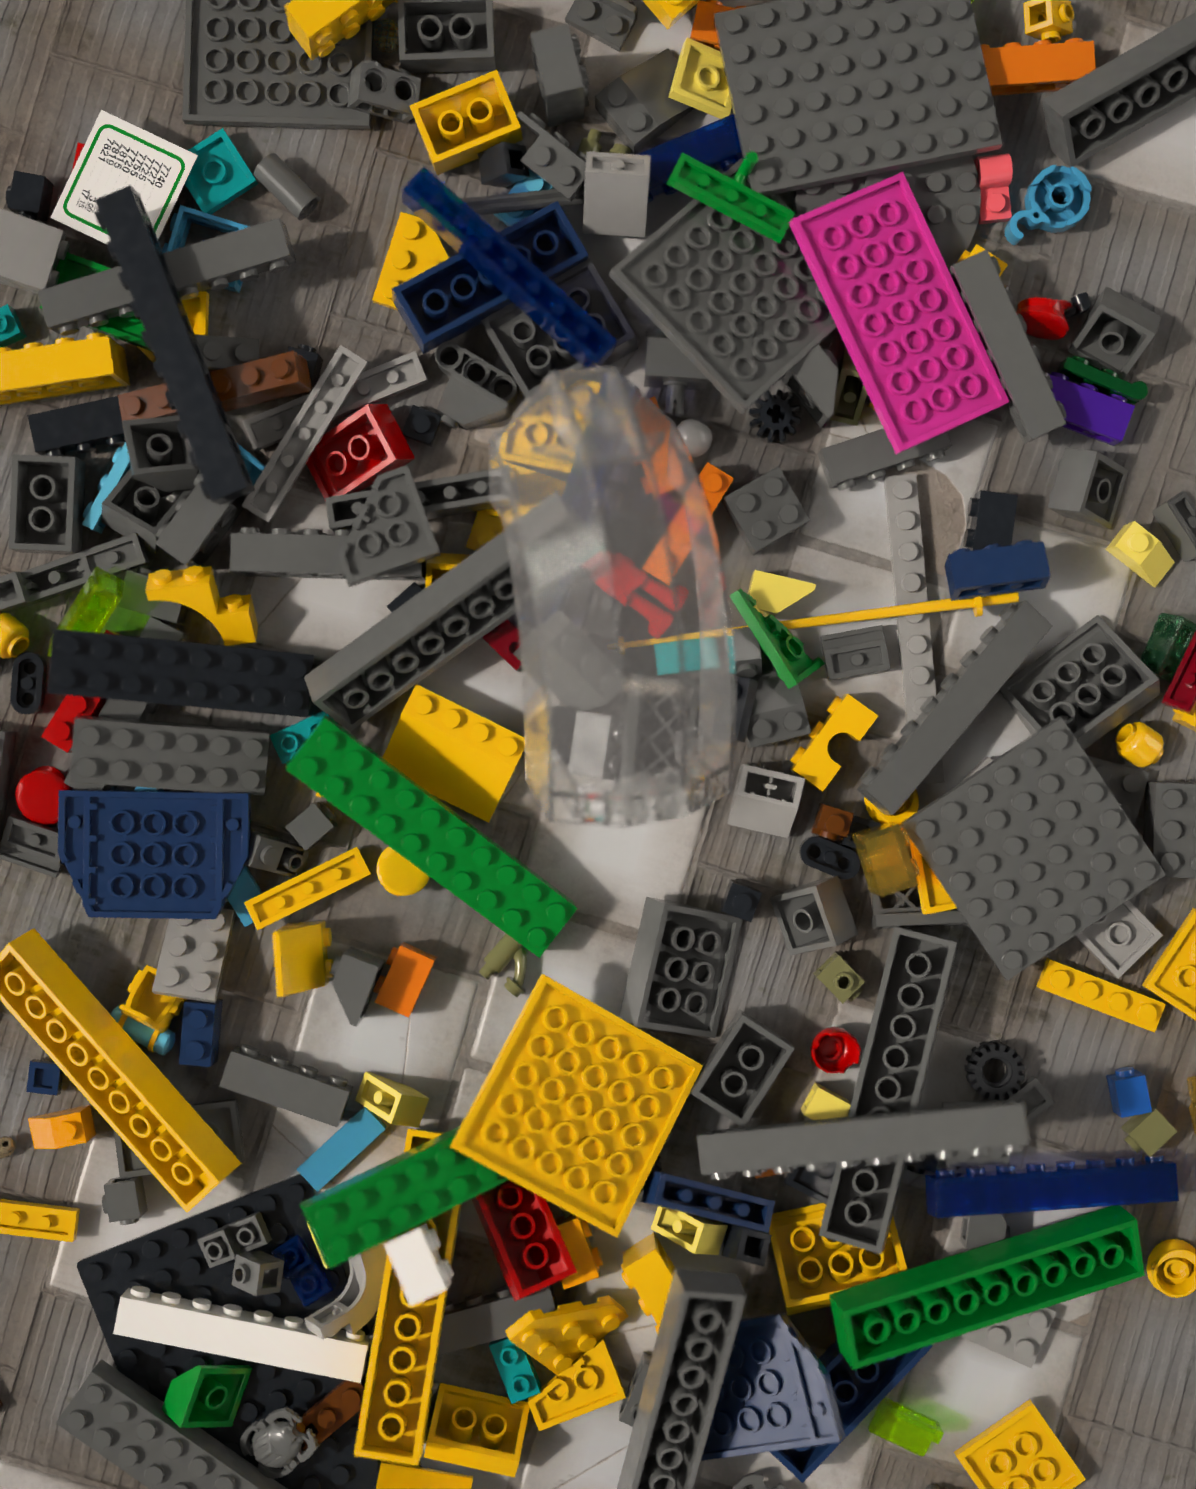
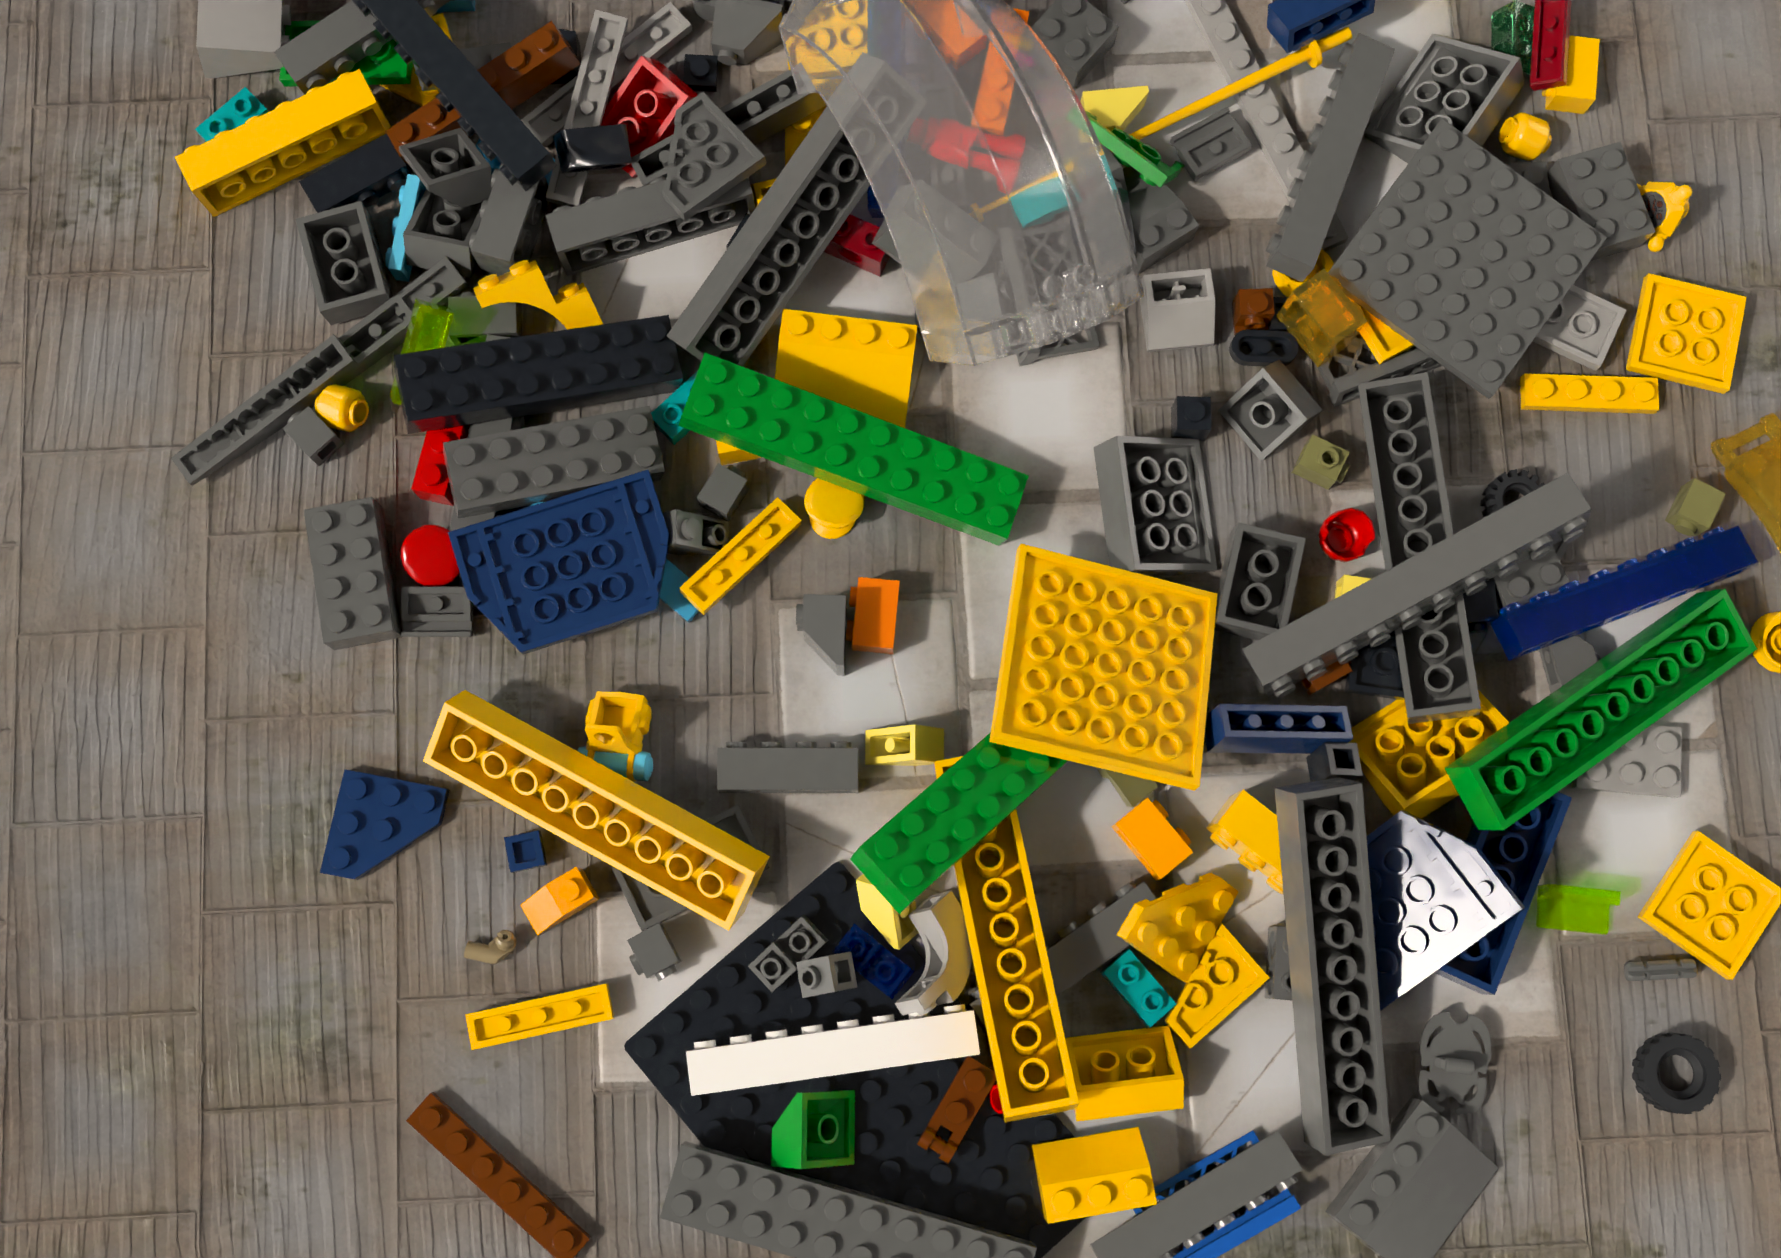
camera: 20 degrees left, 10 degrees down
(25, 683) = (380, 451): black plate -> none
(194, 957) = (644, 663): light grey plate -> none
(200, 1033) = (677, 742): dark blue brick -> none
(278, 1443) = (912, 1159): dark grey shield -> none
(295, 479) = (593, 148): none -> black piece
(302, 957) = (761, 620): yellow slope -> none
(341, 1148) = (869, 814): dark azure tile -> none
(419, 1264) = (1001, 879): white brick -> none
(498, 959) = (965, 559): olive plant -> none
(523, 1238) = (1093, 831): red slope -> none
(690, 1231) = (1265, 771): light yellow slope -> none
(845, 717) = (1228, 207): yellow arch -> none
(1128, 1092) = (1659, 476): blue brick -> none

